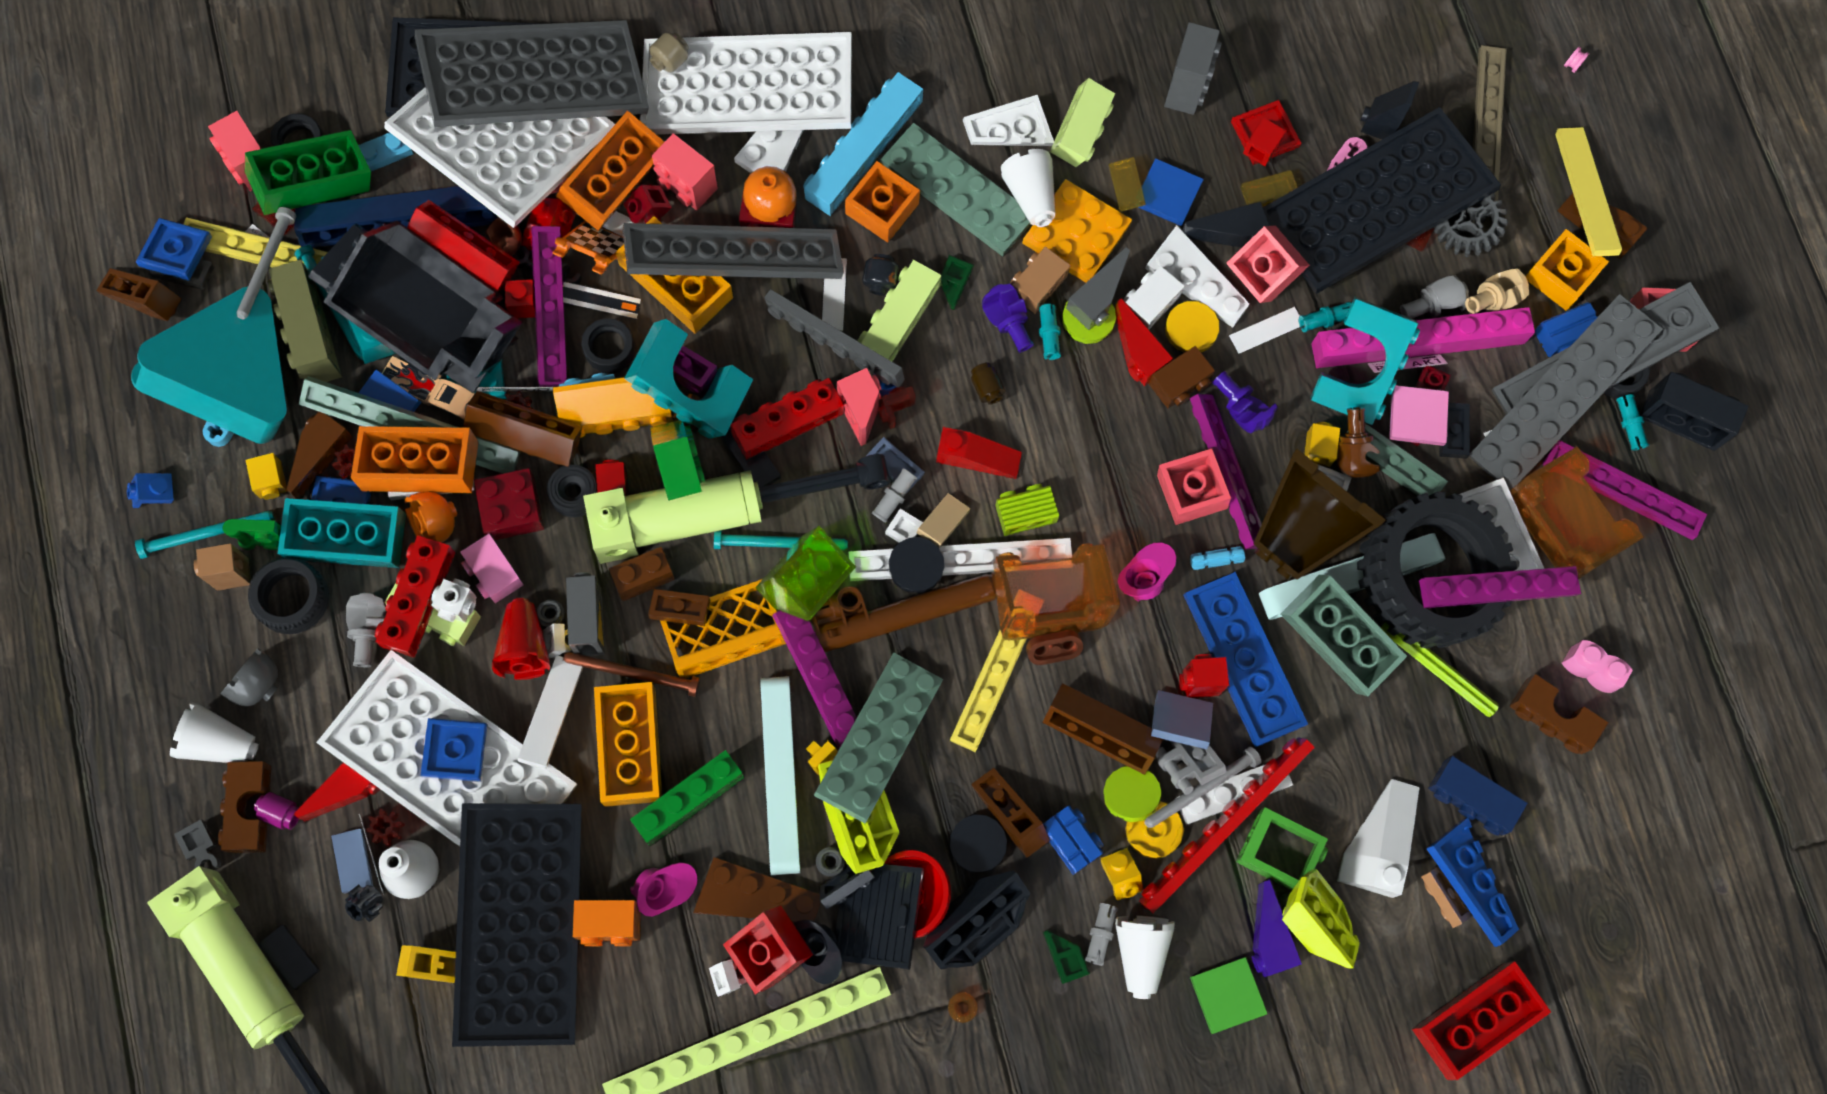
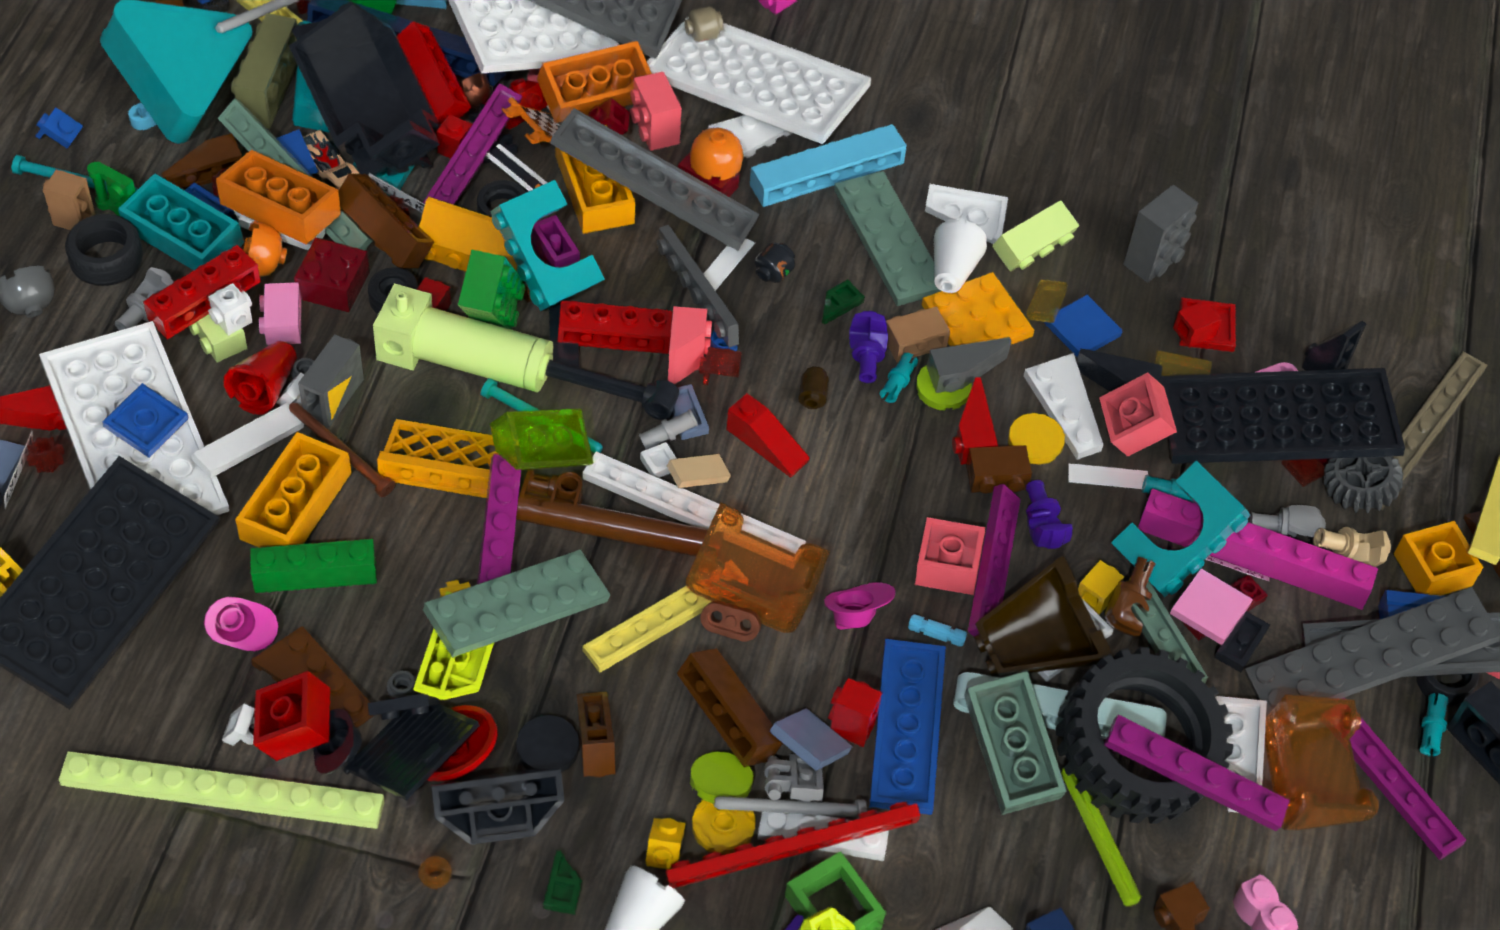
camera: 30 degrees right, 20 degrees down
(266, 476) = (154, 158): yellow brick -> none
(408, 869) = (37, 490): white cone -> none
(606, 921) = (170, 618): orange brick -> none
(641, 574) = (403, 378): reddish brown brick -> none
(679, 607) = (416, 417): reddish brown plate -> none
(780, 776) = (407, 594): light aqua beam -> none
(882, 201) = (813, 210): orange brick -> none
(902, 310) = (776, 298): yellowish green brick -> none
(916, 565) = (648, 488): black tile -> none
(1026, 509) = (781, 501): lime brick -> none
(1072, 839) = (636, 785): blue brick -> none
(1101, 934) = (608, 883): light grey pin -> none
(1154, 296) = (1014, 396): white brick -> none

